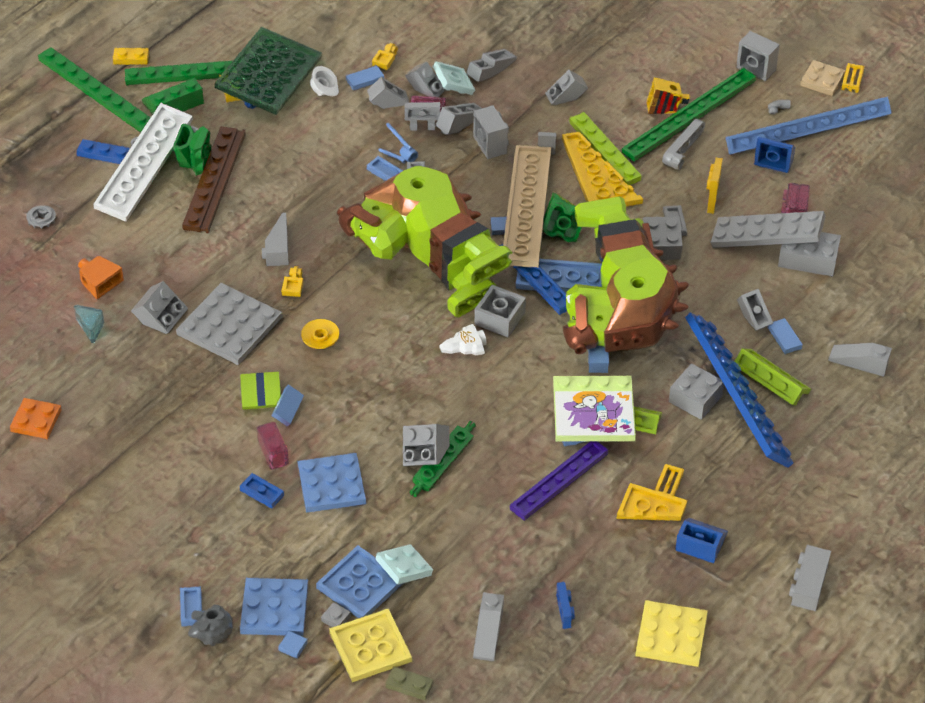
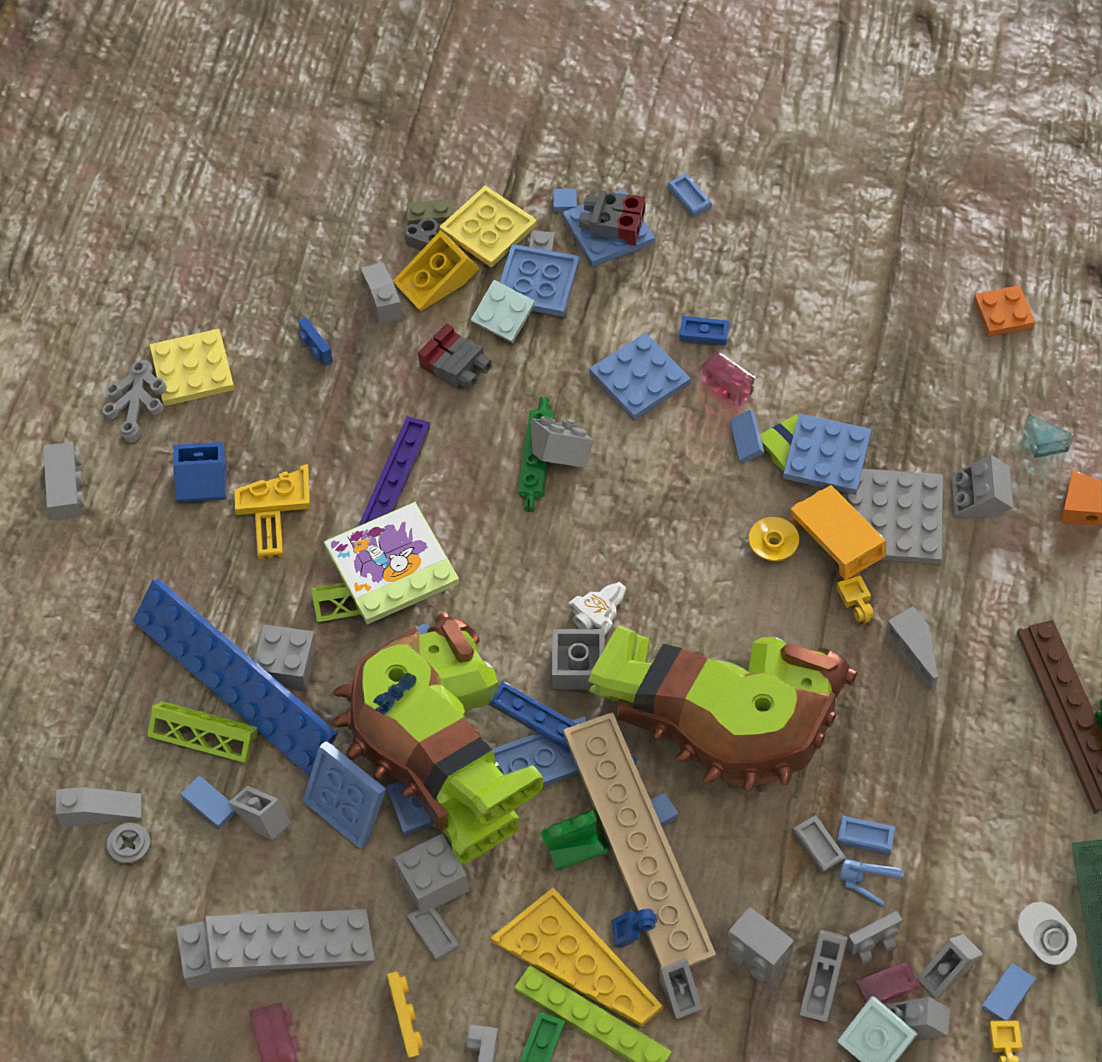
camera: 155 degrees right, 10 degrees up
(211, 625) = (650, 169): dark grey animal -> none
(244, 364) = (827, 453): none -> medium blue plate
(270, 591) = (614, 216): none -> dark grey hips
(276, 316) = (840, 531): none -> light orange panel
(430, 656) = (417, 236): none -> dark grey piece
(435, 620) = (435, 272): none -> yellow slope
(463, 546) = (453, 358): none -> dark grey hips
(558, 172) = (628, 925): none -> blue plate
(655, 260) = (395, 692): none -> piece
(696, 284) = (344, 795): none -> medium blue plate
(726, 622) = (138, 374): none -> light grey plant
(849, 326) = (129, 832): none -> light grey gear

